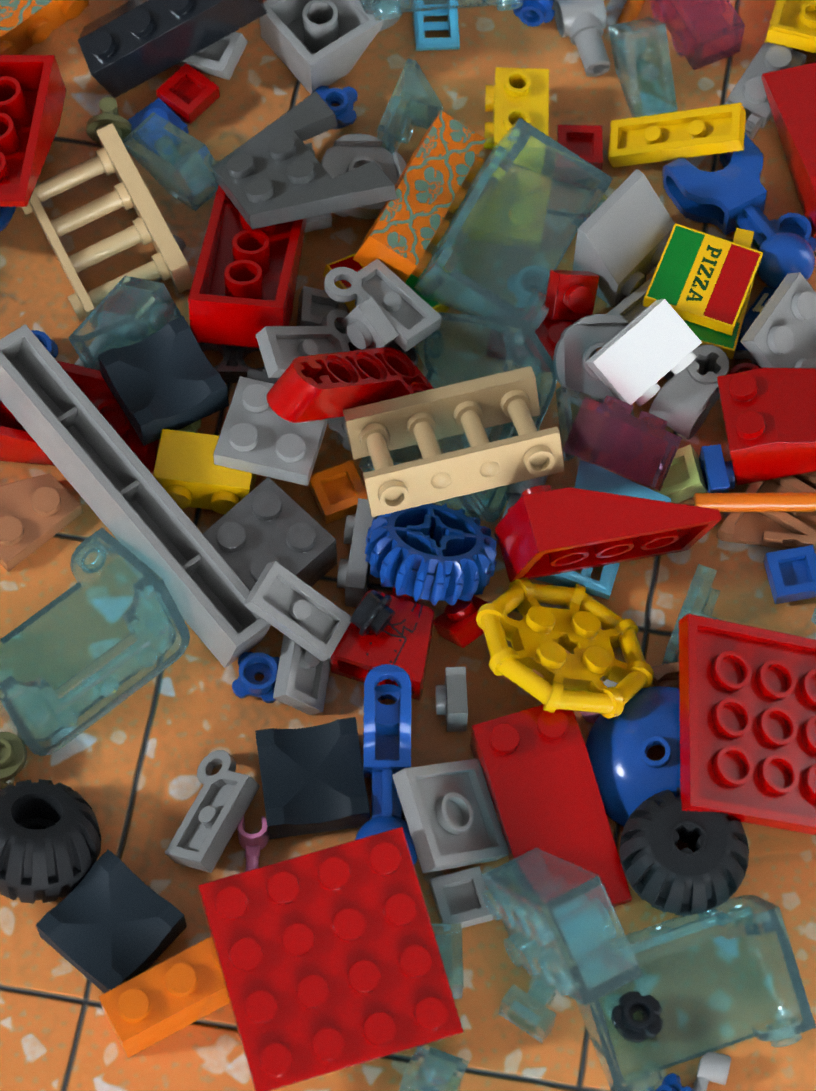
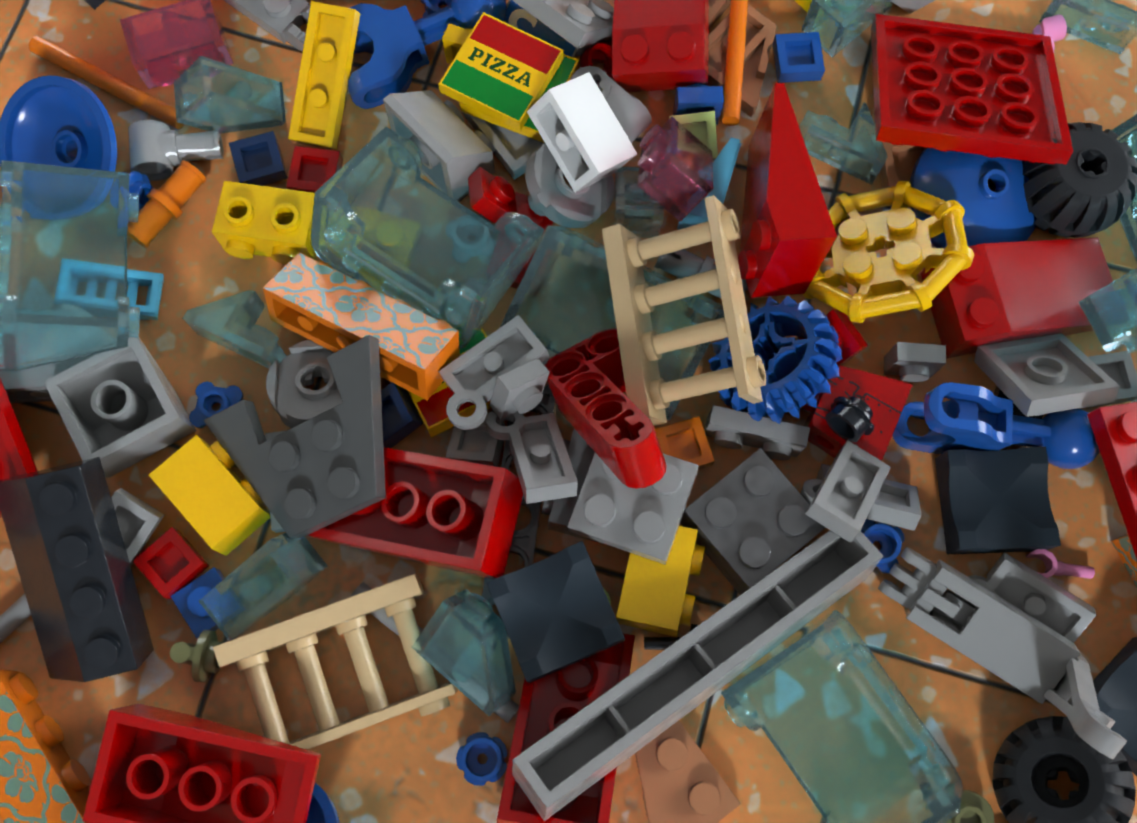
camera: 85 degrees left, 10 degrees up
(174, 778) = (1004, 643): none -> light grey hinge
(246, 105) = (210, 494): none -> yellow brick
(337, 239) = (398, 415): none -> dark blue plate
(528, 34) = (165, 203): none -> orange pin
(585, 100) = (258, 159): none -> dark blue plate

